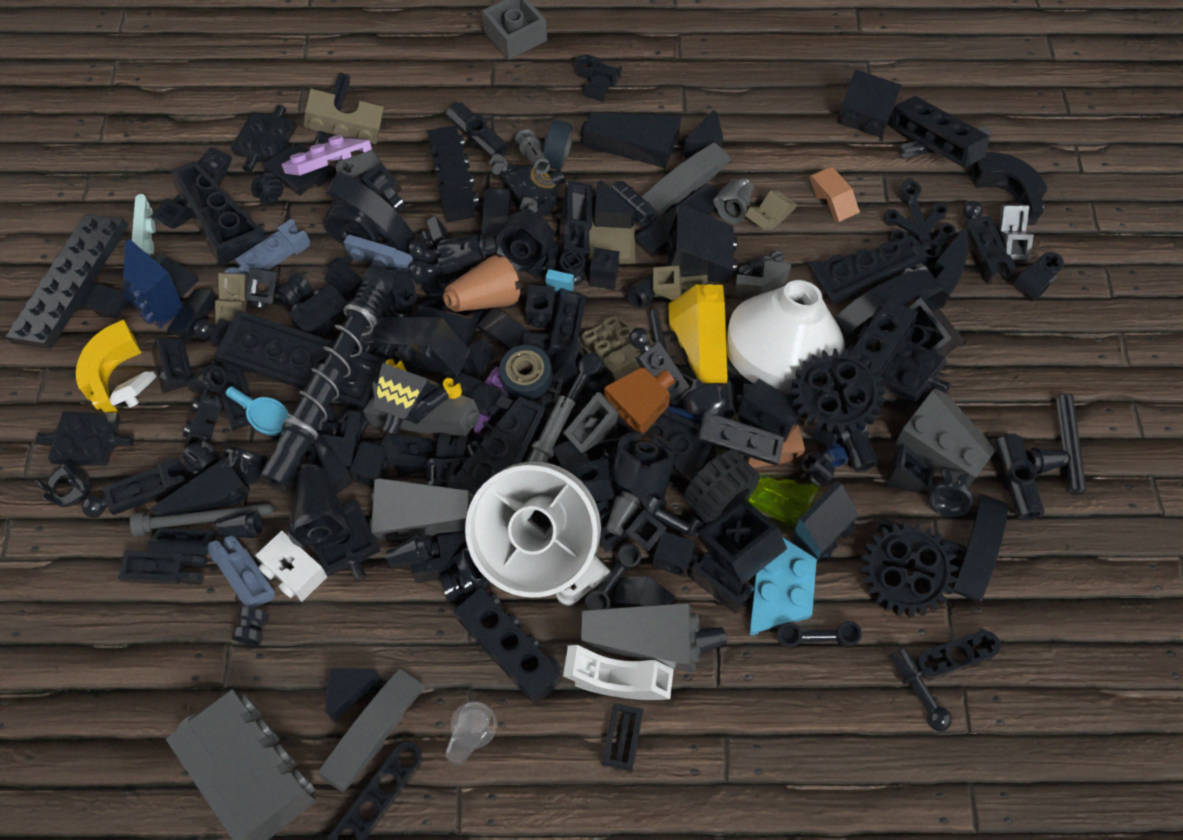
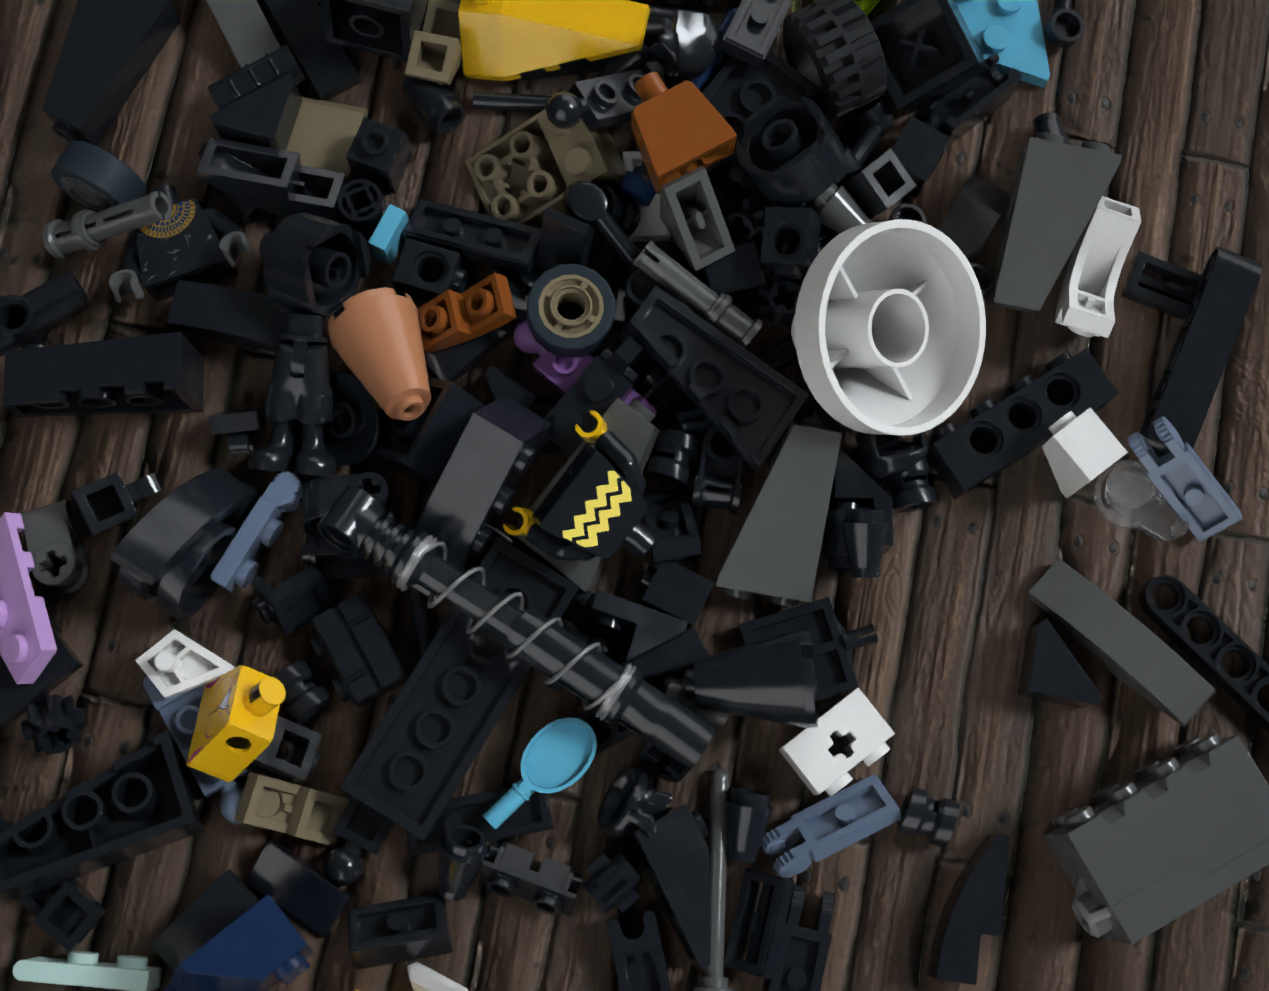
camera: 80 degrees left, 15 degrees up
(191, 660) = (971, 910): none -> black slope
(268, 257) = (238, 708): none -> yellow torso
(300, 231) = (181, 664): none -> white piece
(483, 751) = (1186, 482): none -> sand blue hinge
(487, 675) = (1080, 450): none -> white slope
(515, 322) = (466, 315): none -> dark orange slope
(572, 753) = (1202, 346): none -> black beam

